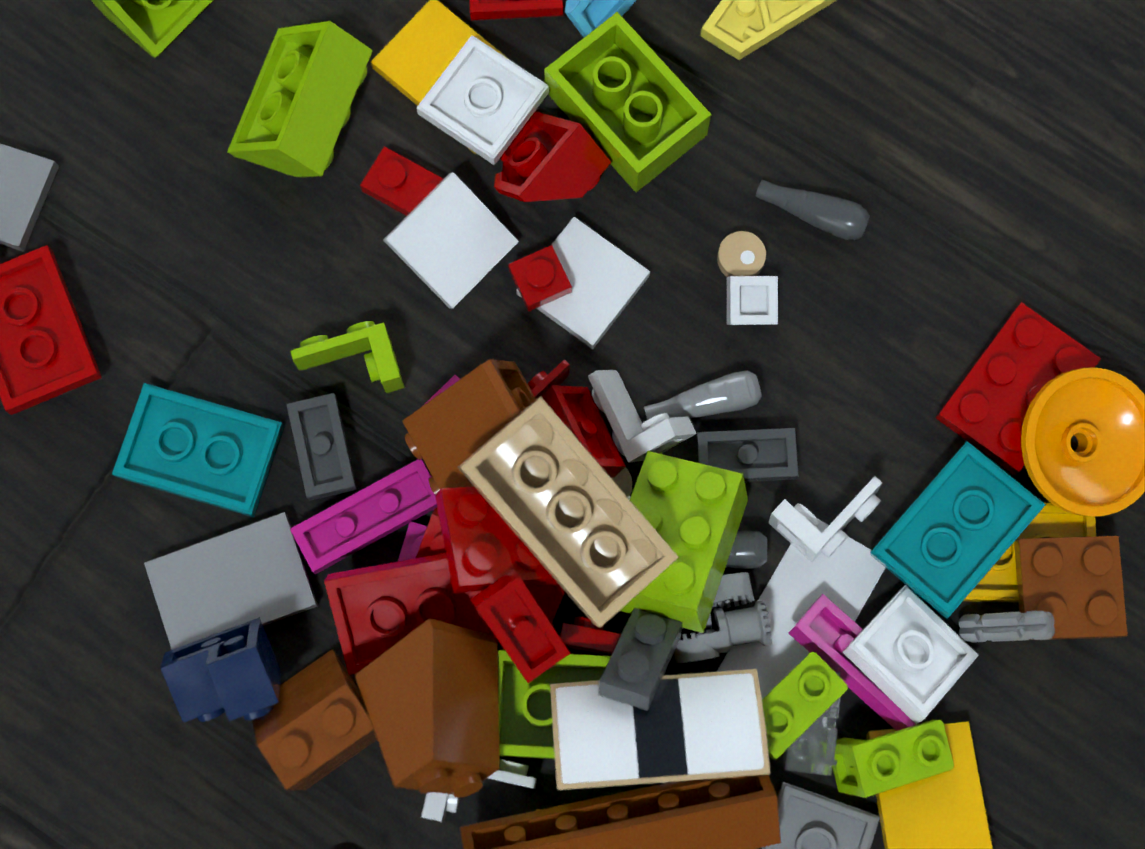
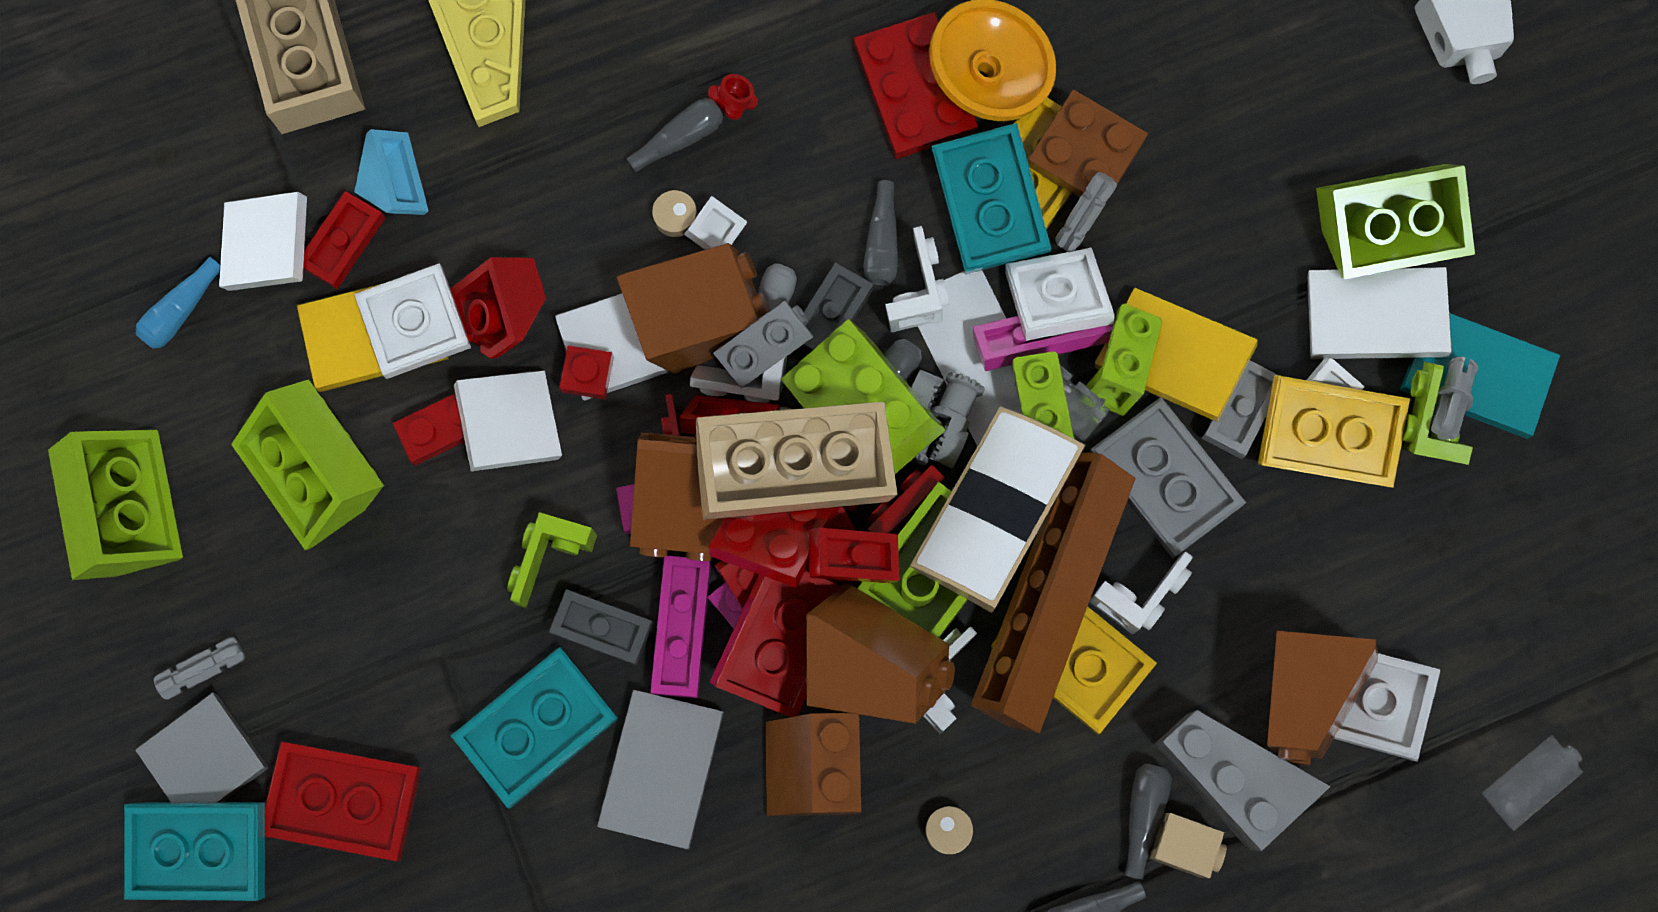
camera: 55 degrees left, 0 degrees up
(69, 136) = (199, 668): none -> light grey axle
(225, 674) = (728, 814): dark blue brick -> none
(627, 101) = (494, 212): lime brick -> none
(640, 659) = (936, 485): dark grey plate -> none
(661, 330) = (692, 305): none -> dark orange slope
(668, 414) = (764, 343): none -> light grey hinge
(839, 461) = (881, 248): none -> dark grey piece
(897, 233) = (733, 95): none -> red plate

